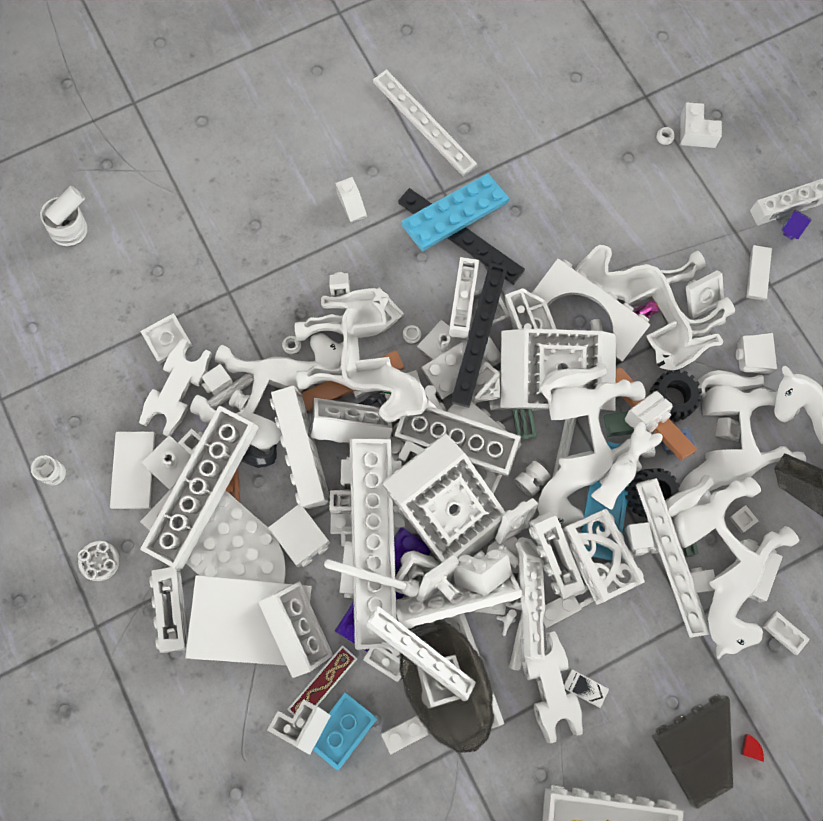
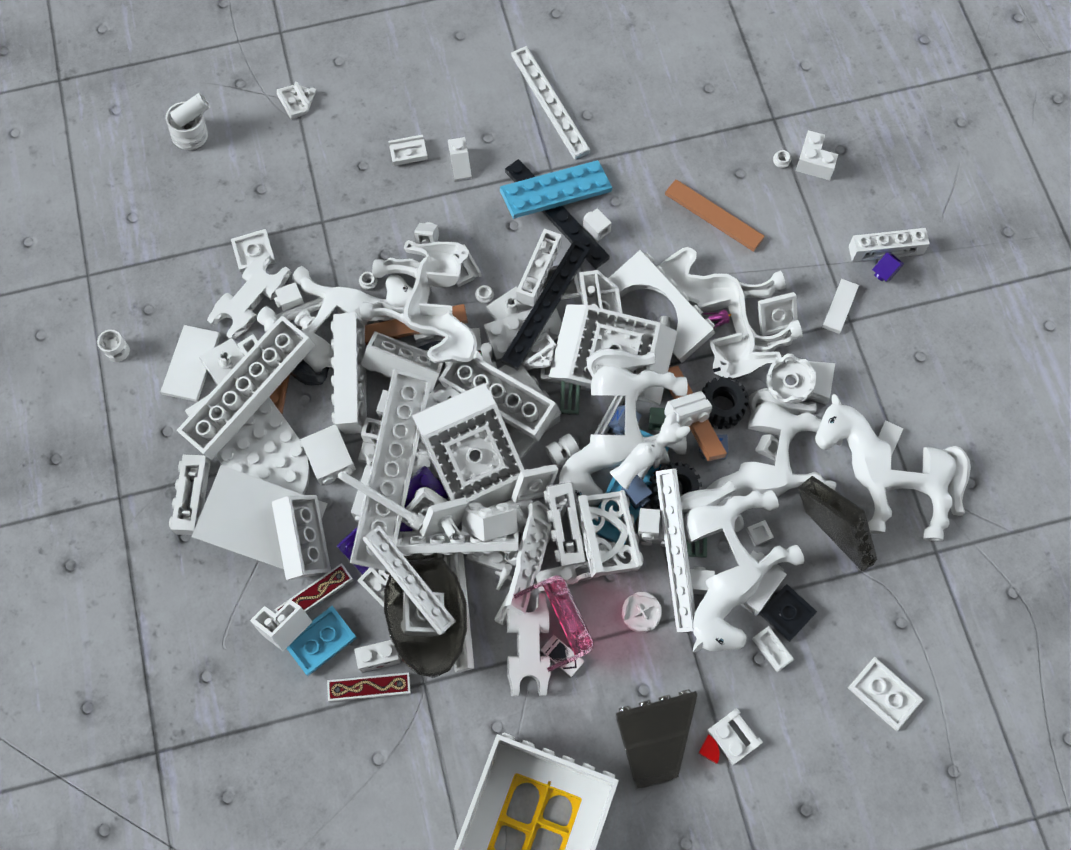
camera: 15 degrees right, 5 degrees down
(98, 561) = (137, 437): white tile -> none
(168, 170) = (296, 99): none -> white slope
(296, 201) = (408, 150): none -> white plate
(402, 766) = (368, 687): none -> tile
(505, 239) = (596, 224): none -> white brick
(581, 435) = (617, 421): none -> sand blue brick
(588, 654) = (568, 616): none -> clear pink windscreen
(615, 206) = (714, 215): none -> nougat tile
(622, 509) = (638, 493): none -> sand blue brick
(650, 625) = (641, 612): none -> white tile
(744, 347) = (791, 367): none -> white plate
(769, 736) = (728, 739): none -> white plate
(791, 593) = (788, 612): none -> black plate

